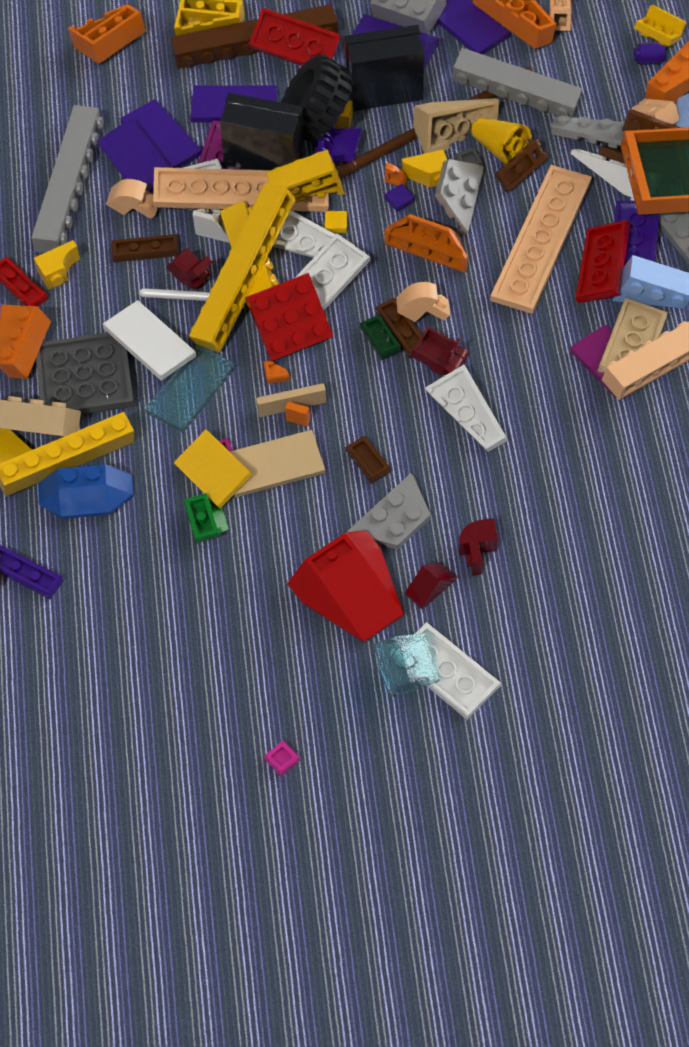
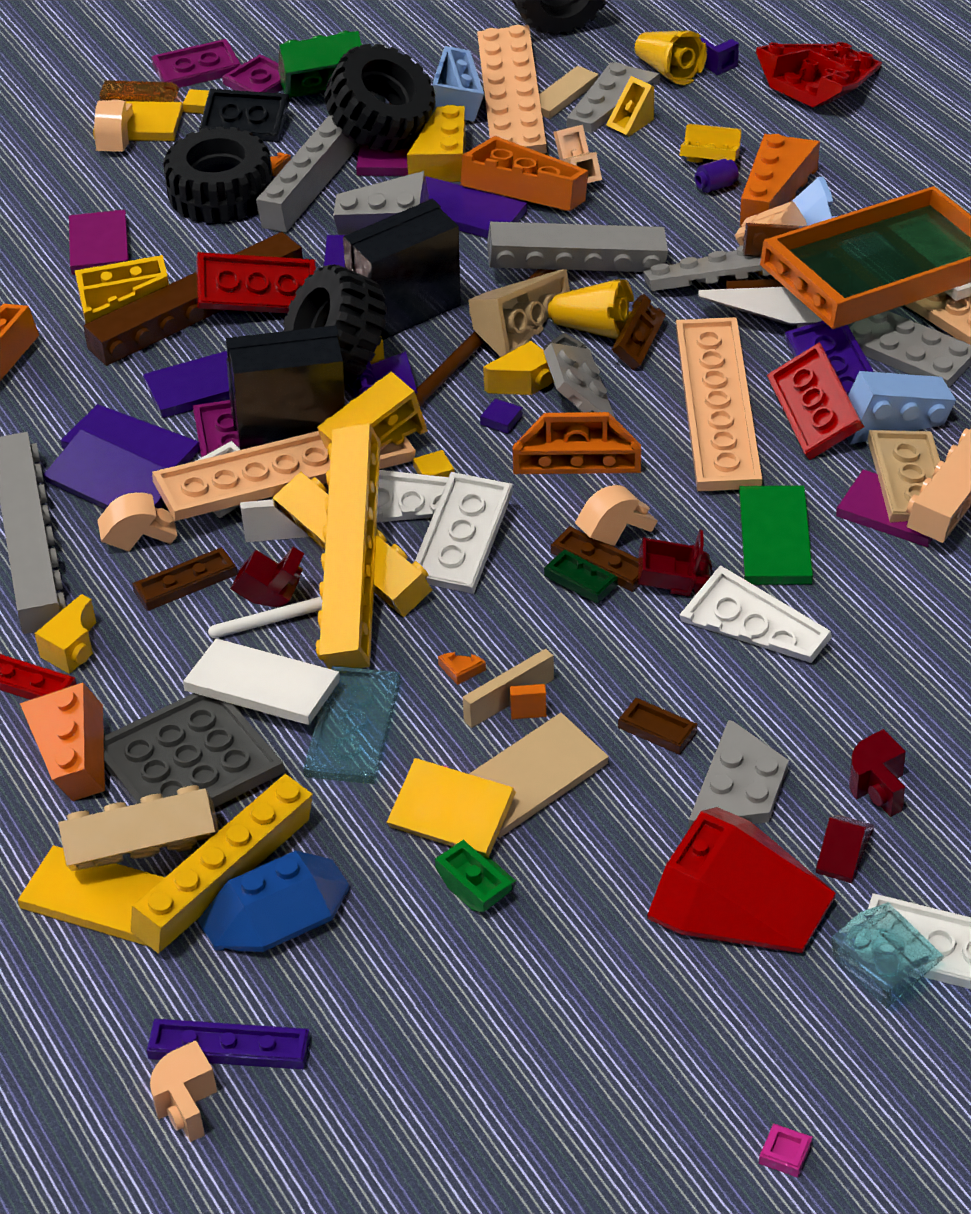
camera: 25 degrees left, 15 degrees down
(289, 317) = (447, 586): red plate -> none
(394, 175) = (480, 391): orange tile -> none
(520, 351) = (775, 535): none -> green tile

